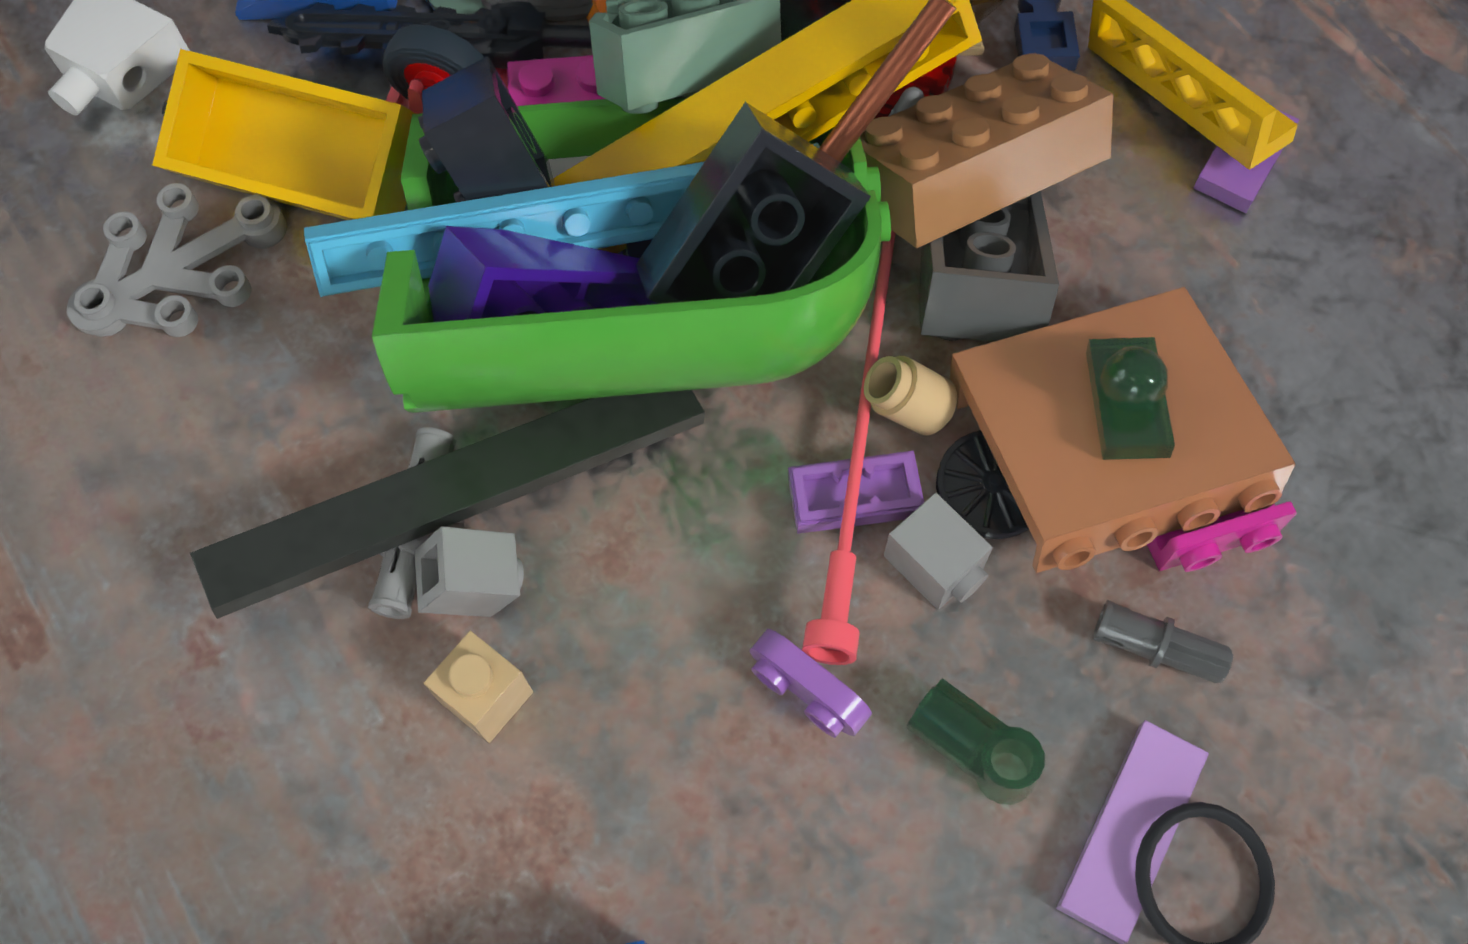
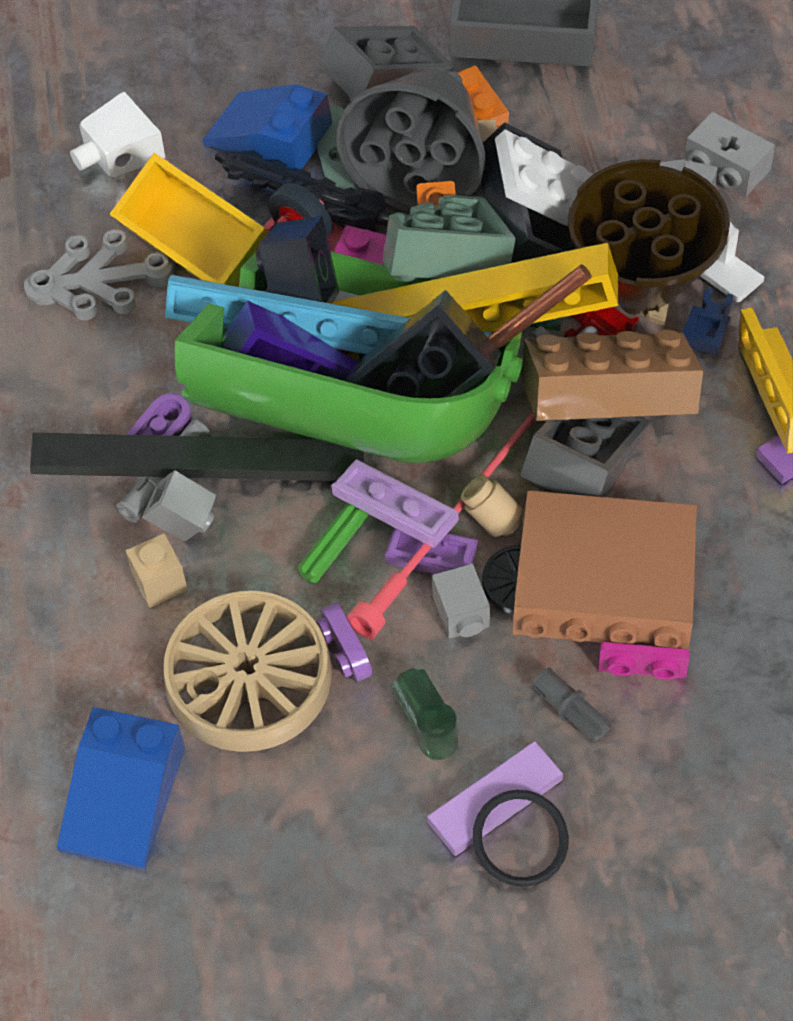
camera: 25 degrees right, 10 degrees down
(363, 458) = (155, 418): none -> medium lavender plate
(690, 768) = (229, 668): none -> tan piece
(711, 516) = (331, 543): none -> bright green axle
(777, 444) = (395, 503): none -> lavender tile
(1130, 398) = (613, 549): clear green tile -> none

